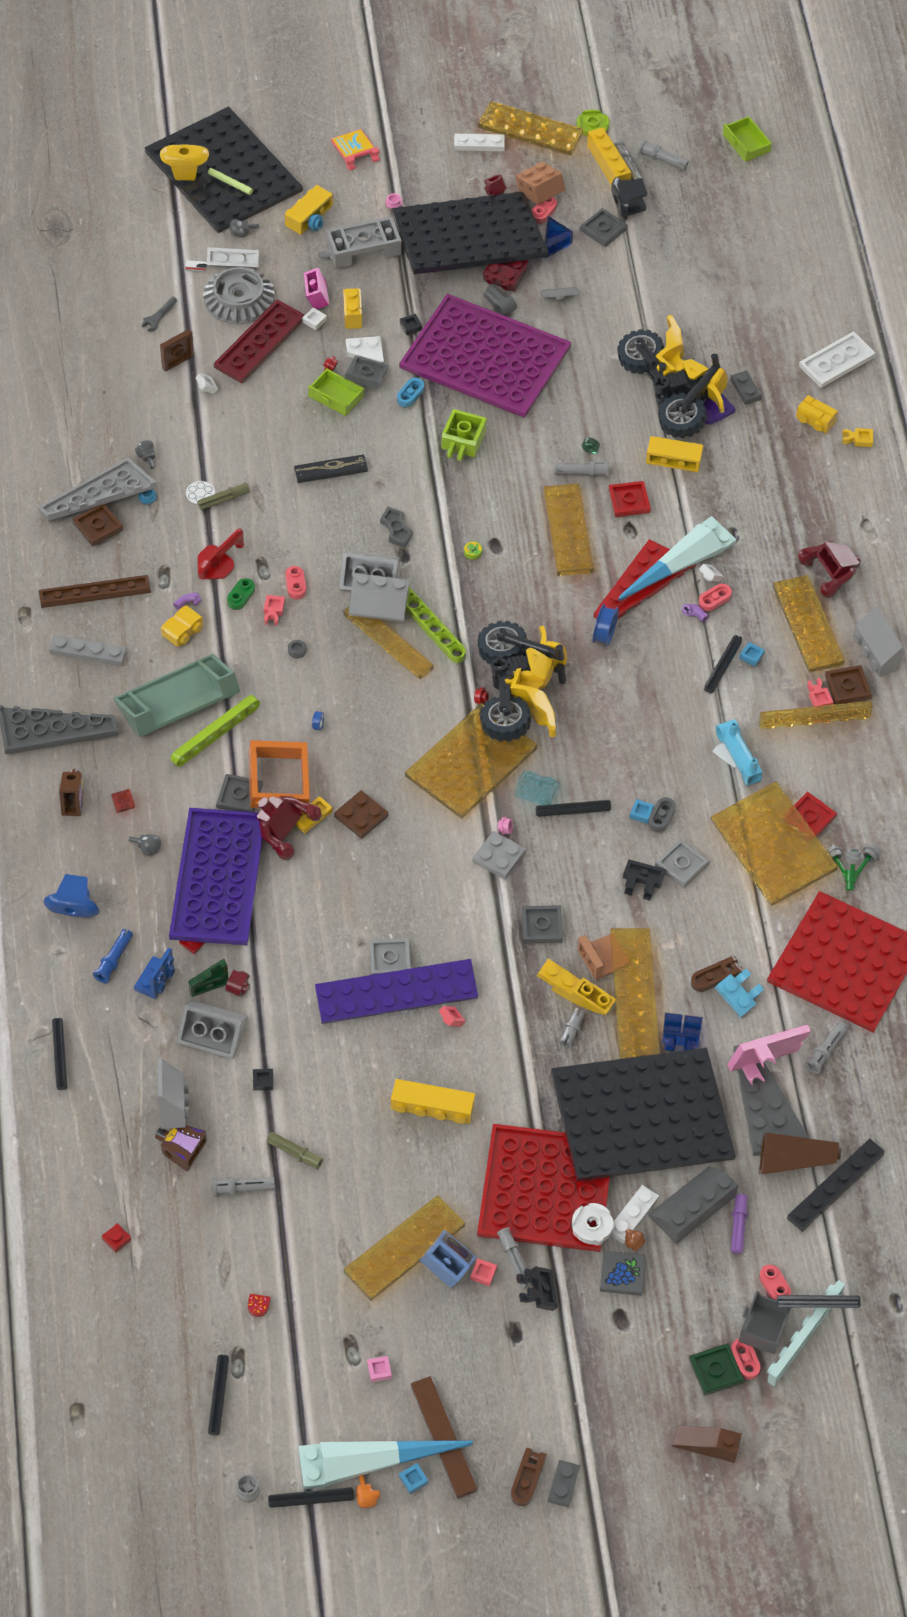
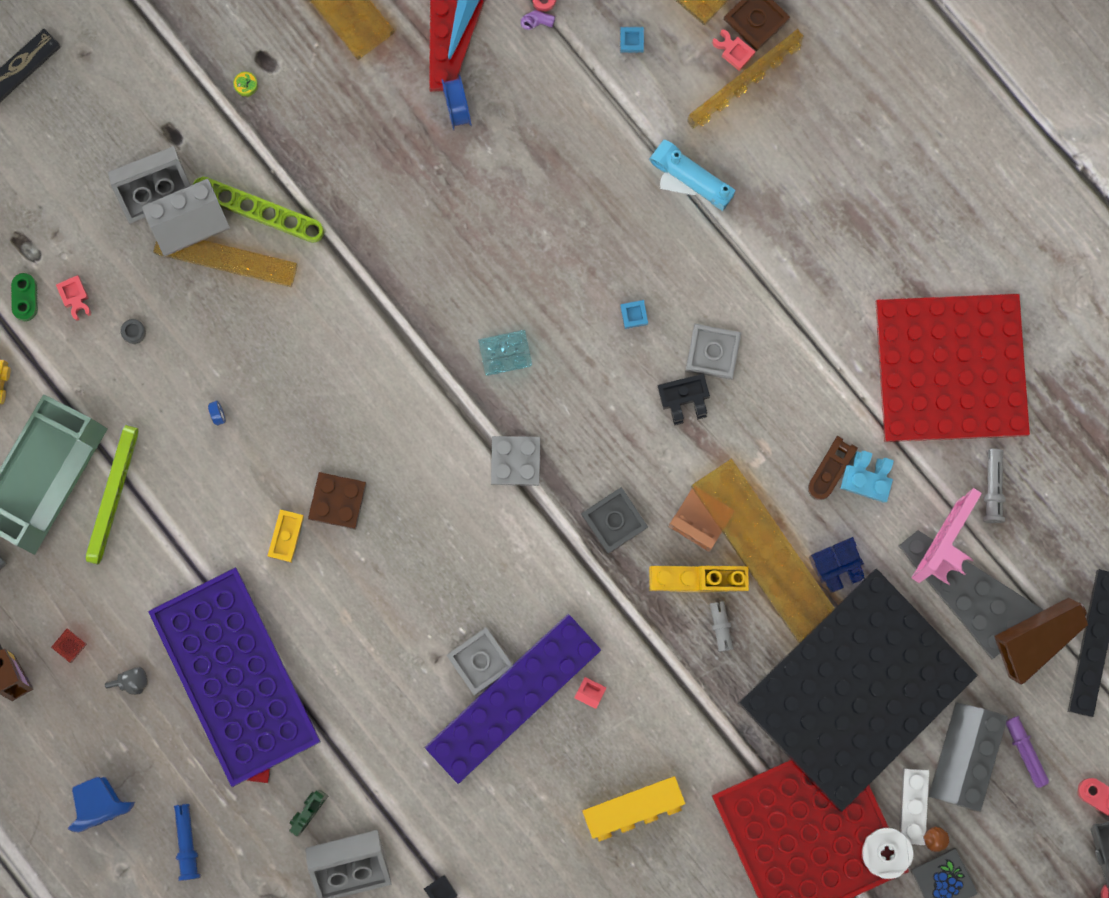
camera: 30 degrees left, 25 degrees up
(155, 975) = (246, 840): blue bracket -> none
(236, 794) = (189, 556): dark grey tile -> none
(238, 983) = (341, 795): dark red plate -> none
(278, 819) = (257, 569): dark red torso -> none
(282, 750) = (198, 479): orange window -> none
(294, 581) = (75, 244): coral plate -> none
(399, 533) = (151, 110): dark grey tile -> none
(468, 764) = (413, 361): clear yellow plate -> none
(481, 696) = (374, 273): red plate -> none
(505, 826) = (501, 421): bright pink plate -> none
(524, 671) = (407, 233): piece -> none
(573, 808) = (558, 353): black axle -> none
(661, 816) = (657, 305): dark grey plate -> none
(723, 664) = (607, 70): black axle -> none
(774, 843) = (797, 271): clear yellow plate -> none
(815, 813) = (814, 213): red plate -> none
(853, 856) = (897, 244): plant -> none

